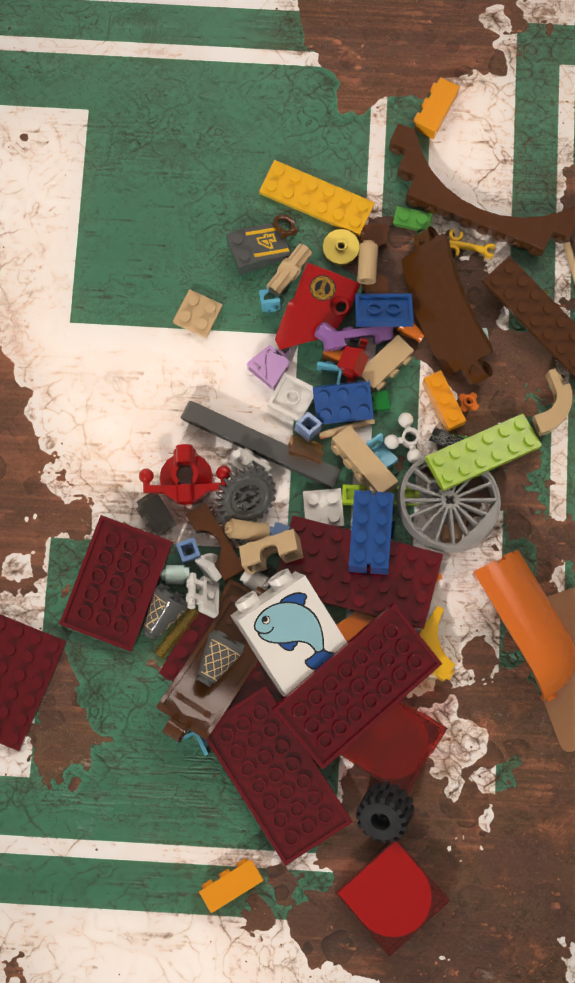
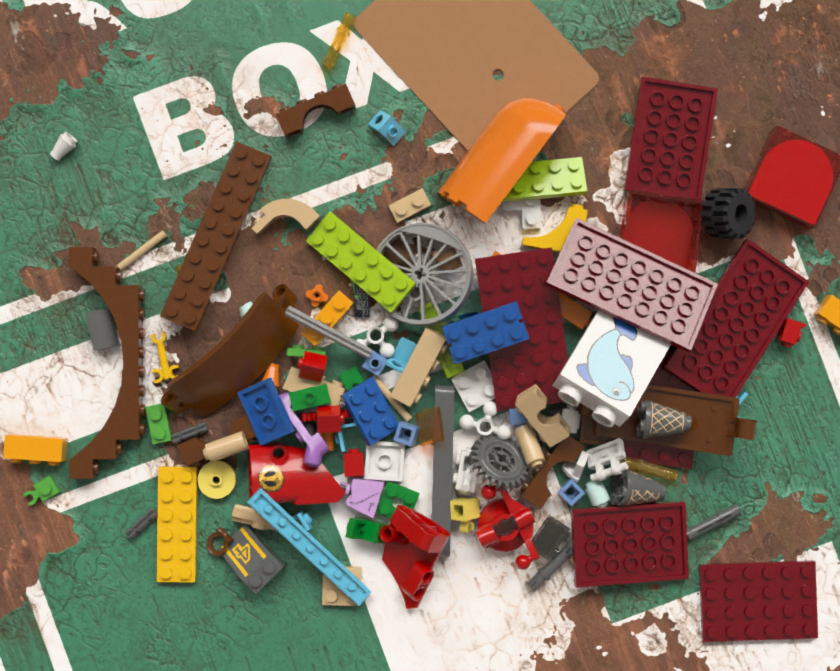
camera: 110 degrees left, 10 degrees up
(100, 671) = (714, 521): none -> dark grey pin
(127, 501) = (545, 573): none -> dark grey pin
(201, 385) = (412, 551): none -> red panel
(215, 447) = (465, 510): none -> light yellow brick
(238, 354) = (364, 529): none -> green brick
(243, 824) = (790, 332): none -> red brick
(246, 296) = (309, 546): none -> medium azure tile
(249, 381) = (392, 491): none -> green piece
(293, 486) = (467, 422): none -> white piece
(303, 369) = (354, 463): none -> red brick
(331, 168) = (141, 523): none -> dark grey axle
(377, 426) = (368, 363): none -> medium blue plate
(379, 353) = (309, 397): none -> green plate
(392, 241) = (189, 433): none -> dark grey axle
(396, 101) = (44, 489): none -> bright green plate
(407, 367) = (312, 366): none -> red brick
(417, 378) = (298, 350): none -> bright green plate
(431, 393) = (328, 332): none -> light grey axle
(473, 630) = (529, 210): none -> white plate
(479, 793) = (670, 138): none -> dark red plate
(488, 655) = (550, 180): none -> lime plate
(516, 521) = (409, 205): none -> tan plate
(517, 204) = (102, 329): none -> dark grey brick

